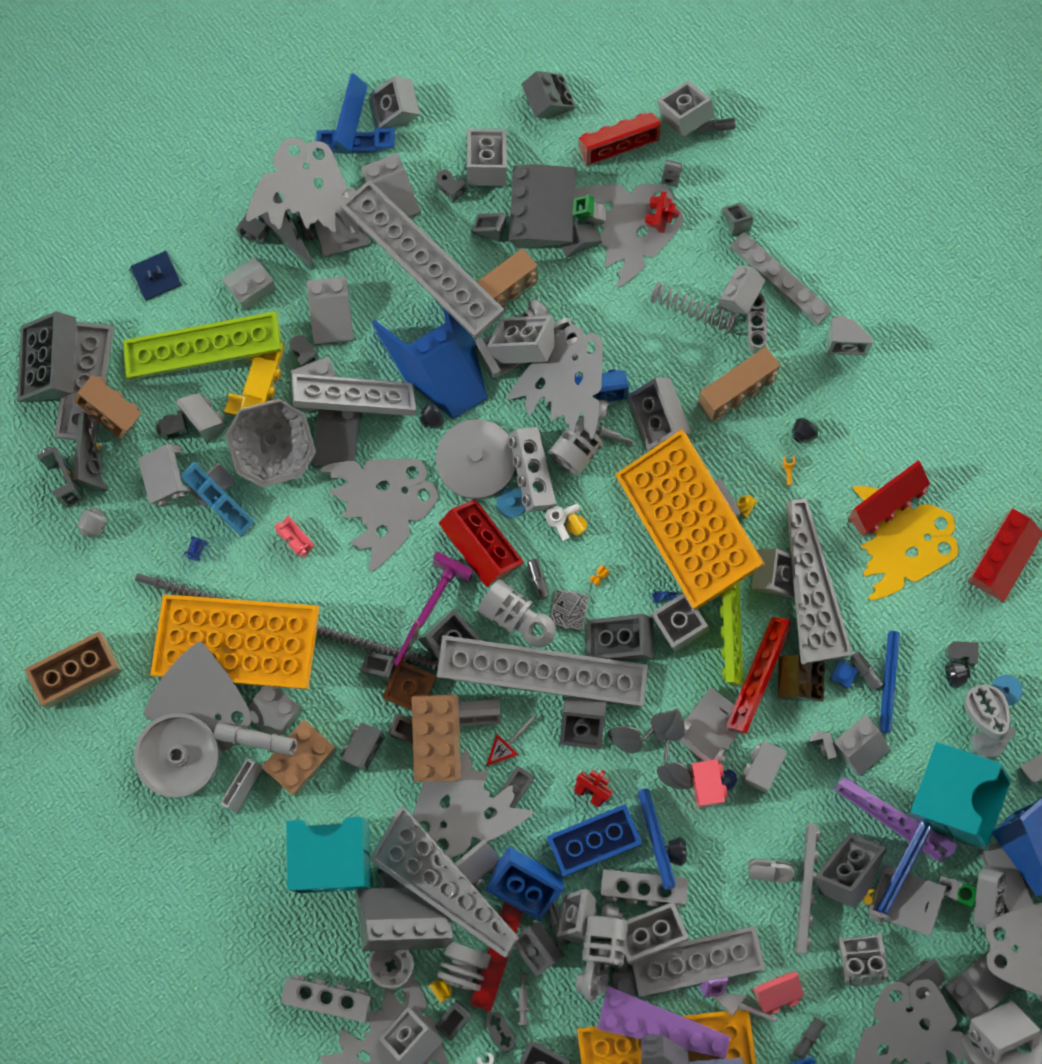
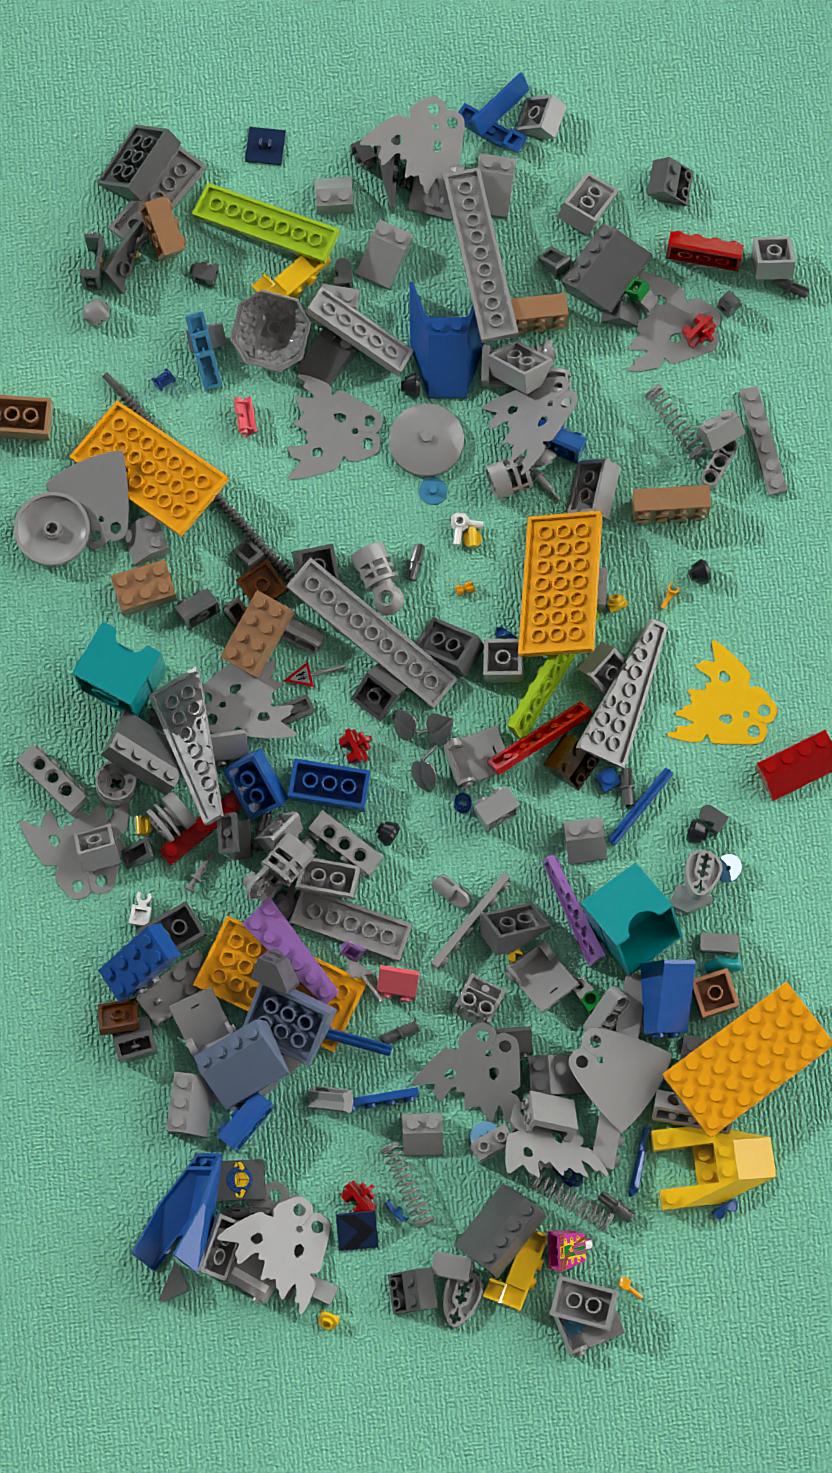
camera: 30 degrees right, 0 degrees up
(162, 475) = (172, 307): light grey panel -> none
(201, 415) = (231, 278): light grey slope -> none
(242, 786) = (87, 582): light grey piece -> none
(255, 739) = (118, 551): light grey piece -> none
(449, 186) = (542, 209): dark grey leg -> none
(450, 570) = (351, 513): magenta piece -> none
(480, 542) = (388, 506): red slope -> none
(496, 1034) = (164, 883): dark grey beam -> none
(531, 440) = (477, 448): light grey brick -> none
(569, 609) = (424, 600): light grey piece -> none
(656, 839) = (378, 813): blue axle -> none
(708, 784) = (443, 794): coral slope -> none
(737, 218) = (759, 372): dark grey slope -> none
(826, 747) = (556, 826): light grey bracket -> none
(847, 337) = (782, 518): light grey slope -> none
(890, 499) = (732, 664): red slope -> none
(904, 867) = (554, 948): blue axle -> none

